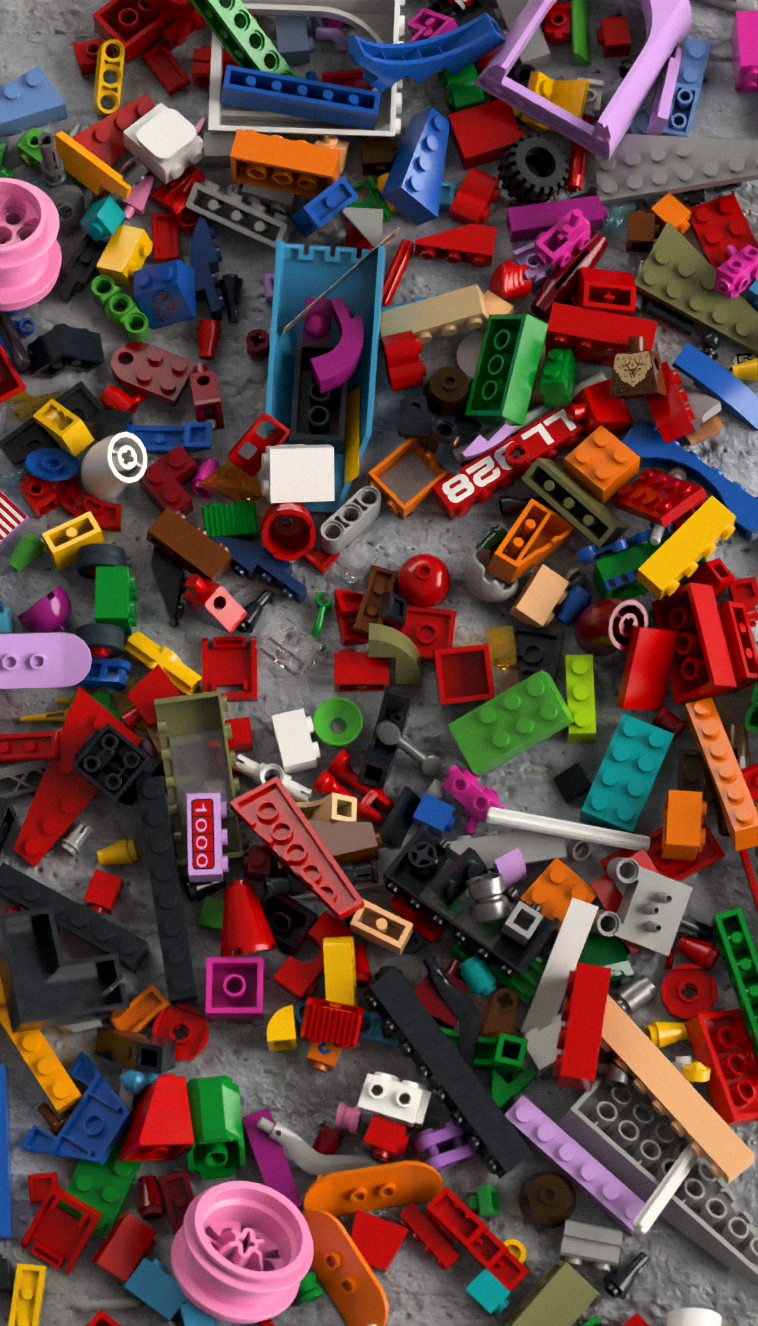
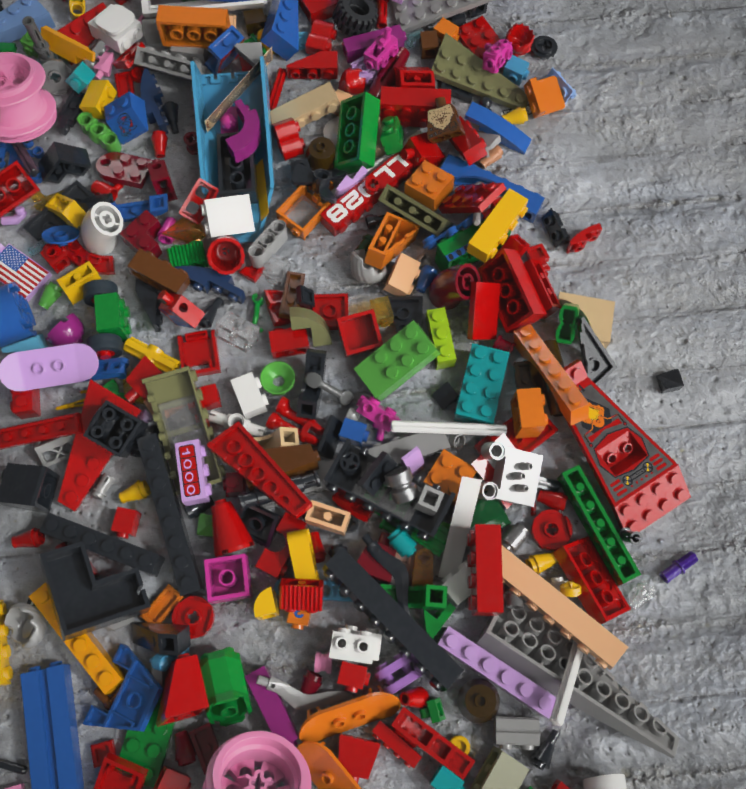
camera: 10 degrees left, 0 degrees up
(424, 581) = (323, 276): red cylinder -> none
(462, 1180) = (415, 697): none -> red cone

